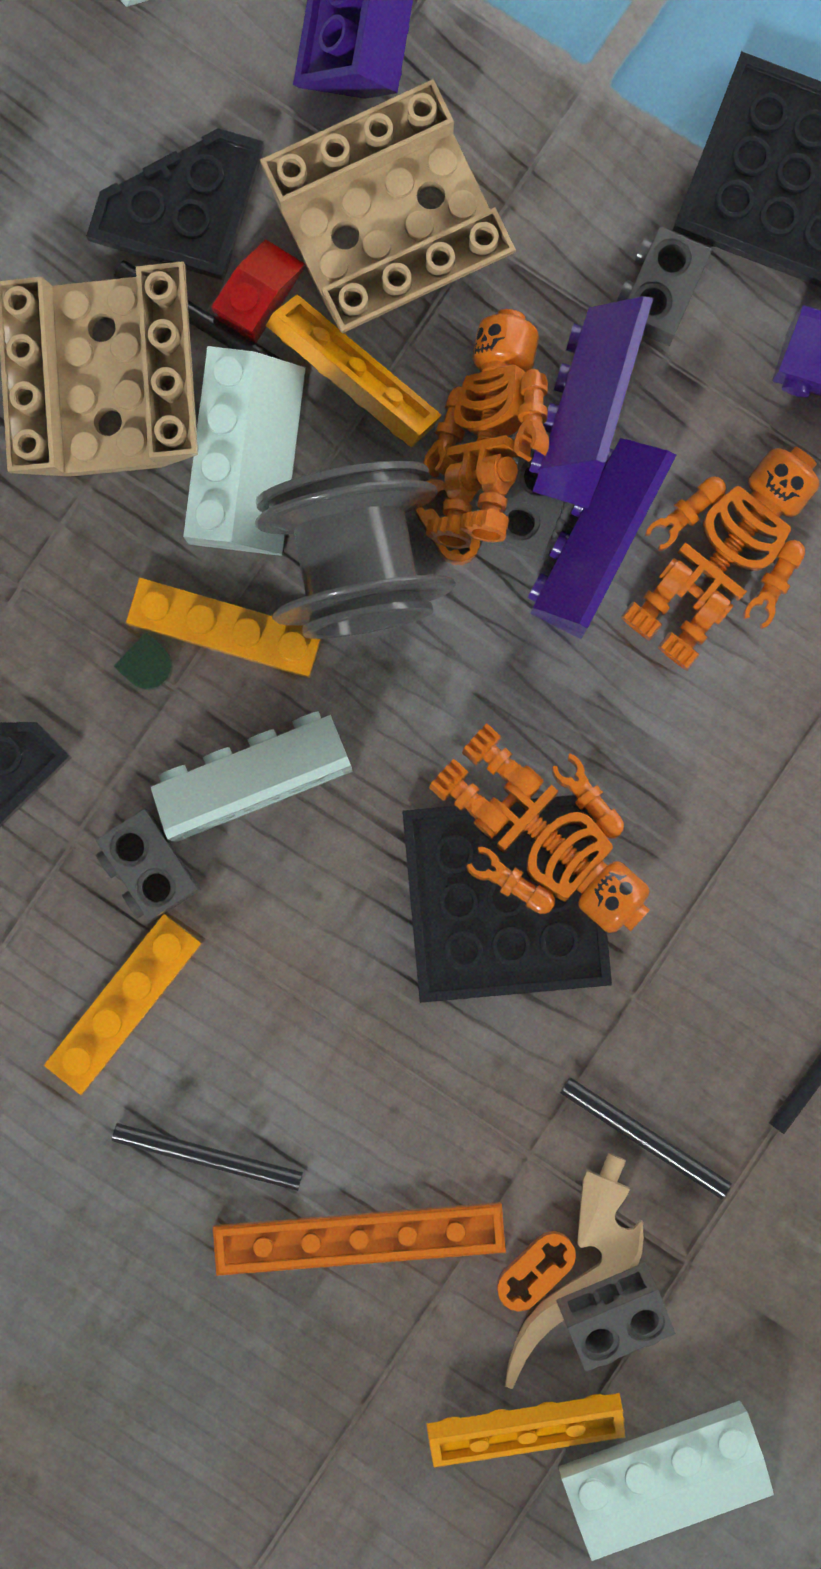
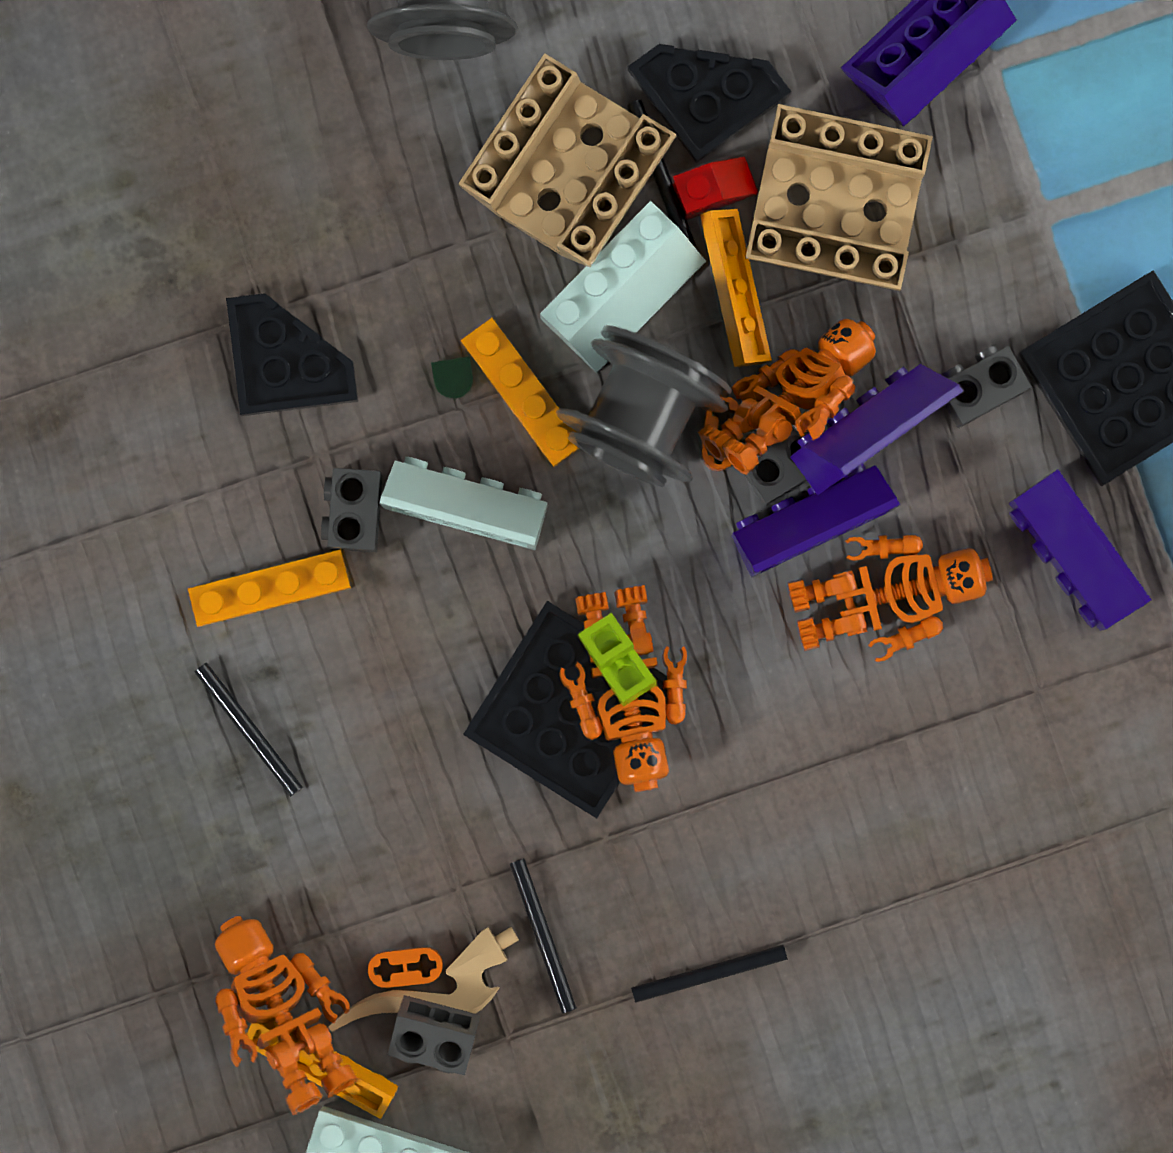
camera: 35 degrees right, 0 degrees up
(359, 1238) = (306, 858): orange tile -> none
(371, 1376) = (246, 953): none -> orange piece
(516, 815) = (617, 659): none -> lime slope

